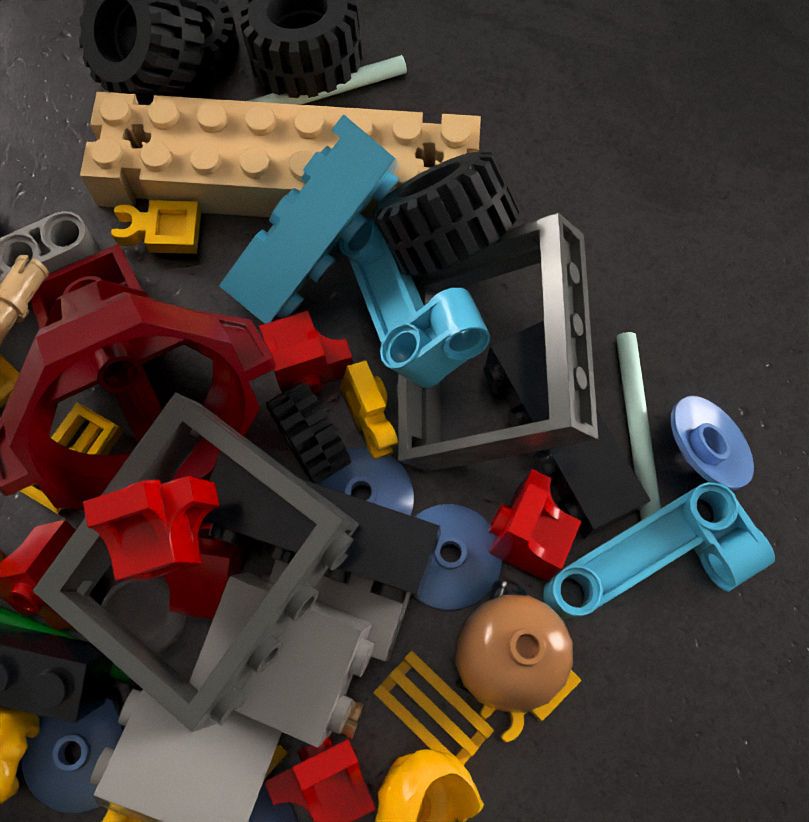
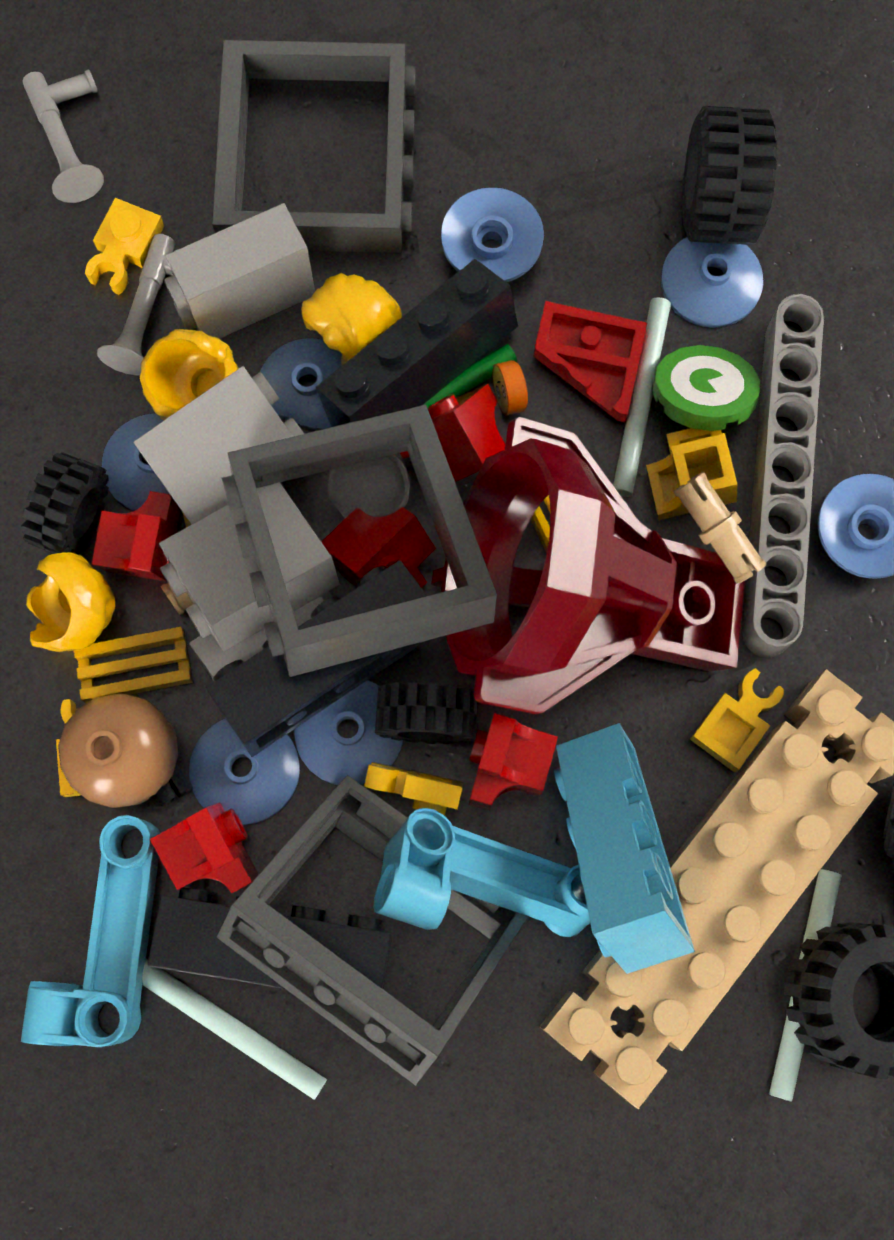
camera: 125 degrees right, 5 degrees up
(152, 525) = (390, 508): red brick -> none
(446, 213) = (529, 969): black tyre -> none
(712, 442) = (158, 1076): medium blue dish -> none

